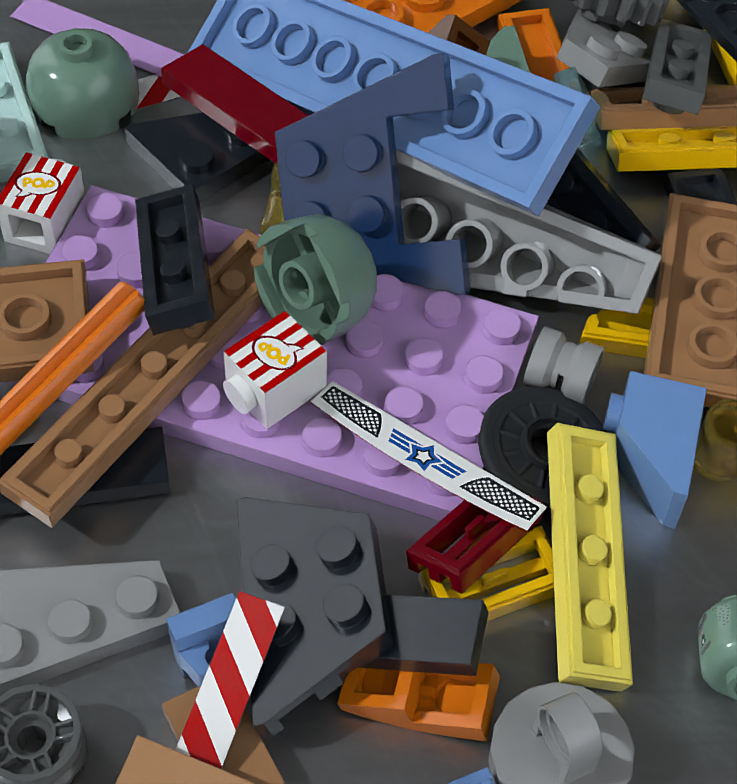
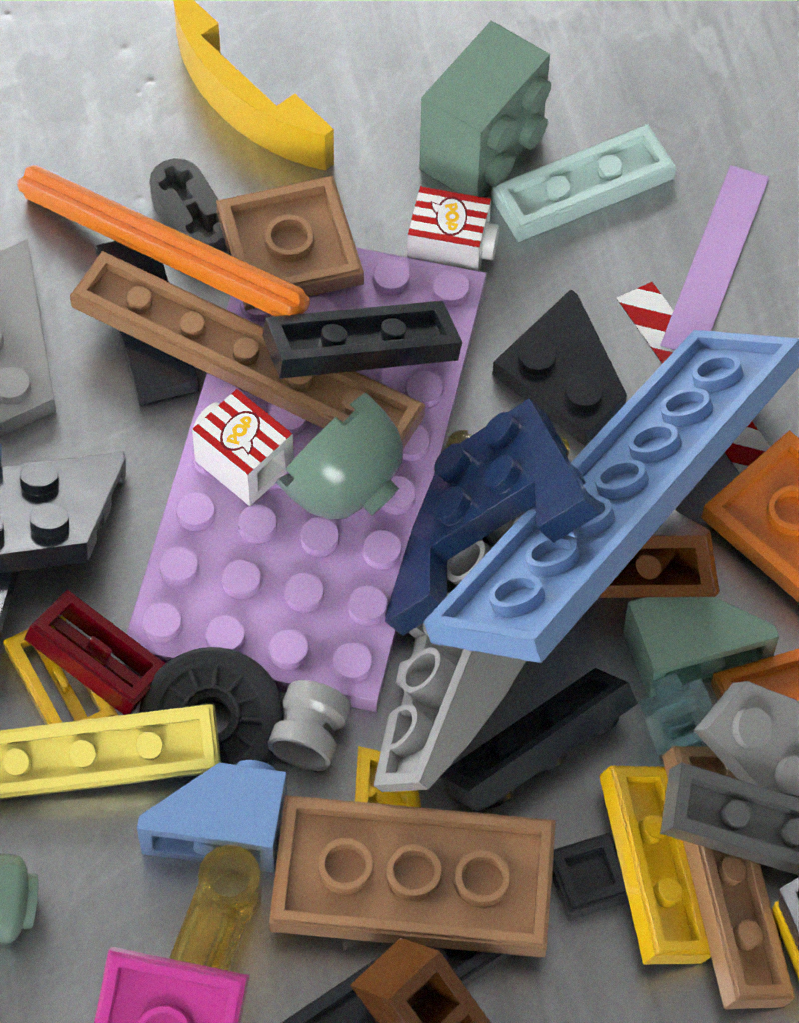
camera: 85 degrees right, 5 degrees up
(81, 83) = (626, 242): sand green cylinder -> none
(231, 98) = (609, 374): dark red tile -> none
(428, 457) = (171, 597): white sticker -> none

